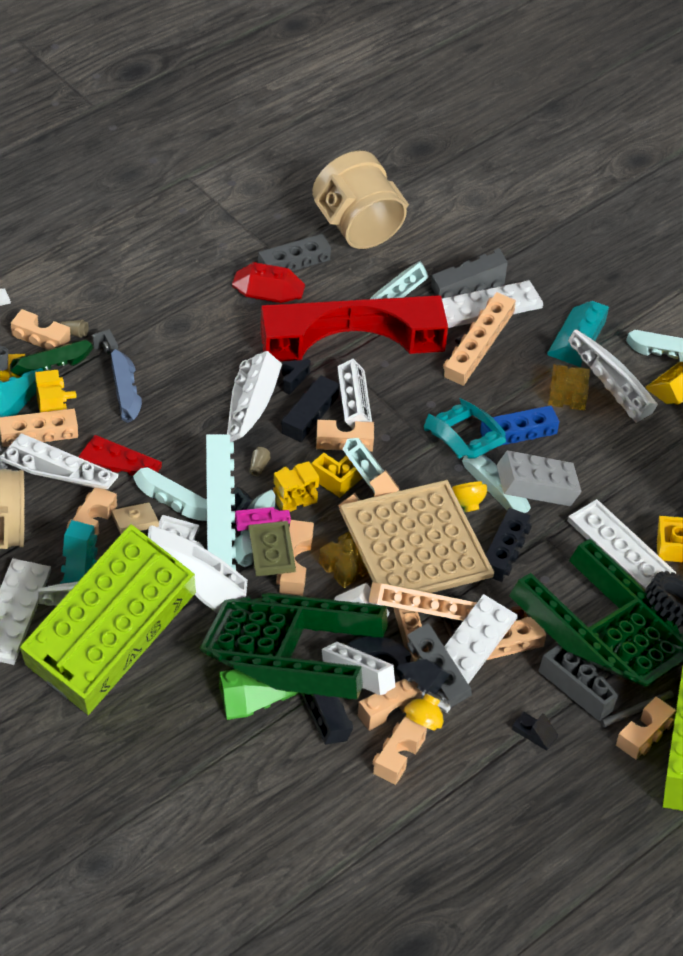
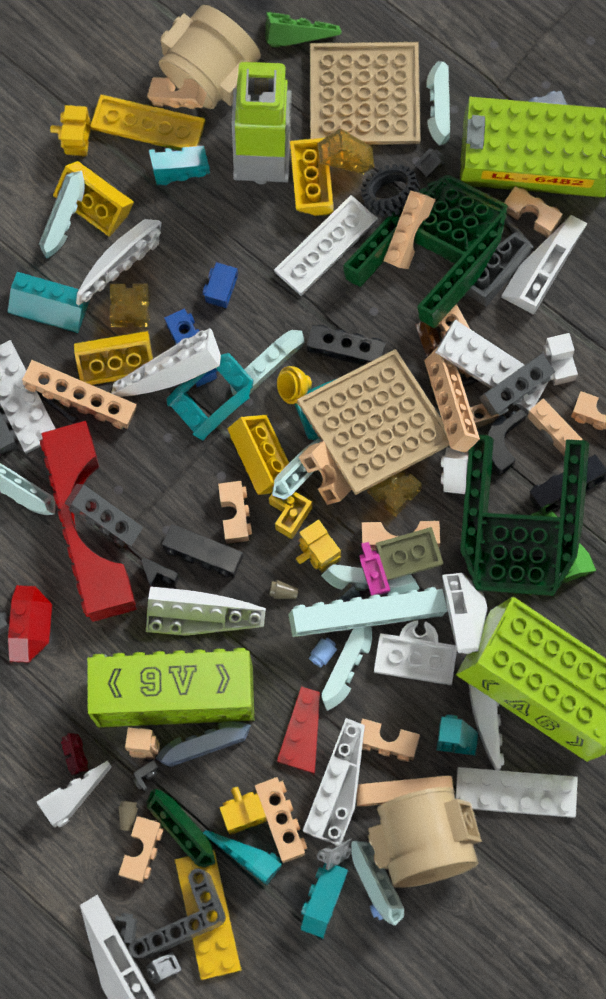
camera: 90 degrees left, 25 degrees up
(39, 522) = (381, 792): none -> light nougat beam
(100, 290) = (63, 803): none -> white wedge
(132, 339) = (142, 743): none -> light nougat arch
(139, 516) = (382, 697): tan plate -> none
(140, 302) = (72, 745): none -> dark red hinge
(176, 352) = (170, 688): none -> lime piece
(190, 480) = (322, 652): none -> light blue brick
(354, 393) = (181, 508): white brick -> none
(364, 328) = (129, 528): none -> dark grey brick
(376, 673) = (535, 455): white brick -> none
(410, 462) = (258, 451): none -> yellow slope
(425, 673) = (538, 393): black slope -> none
(425, 712) = (565, 395): yellow piece -> none
(467, 721) = (560, 353): none -> white brick
(497, 402) = (176, 365): none -> white wedge
(515, 371) = (112, 357): none -> yellow slope
(536, 730) = (551, 305): black slope -> none
(538, 478) = (268, 320): light grey brick -> none
(581, 729) = (542, 266): none -> white wedge
(585, 457) = (220, 285): none -> blue brick
(648, 603) = (401, 247): none -> light nougat arch

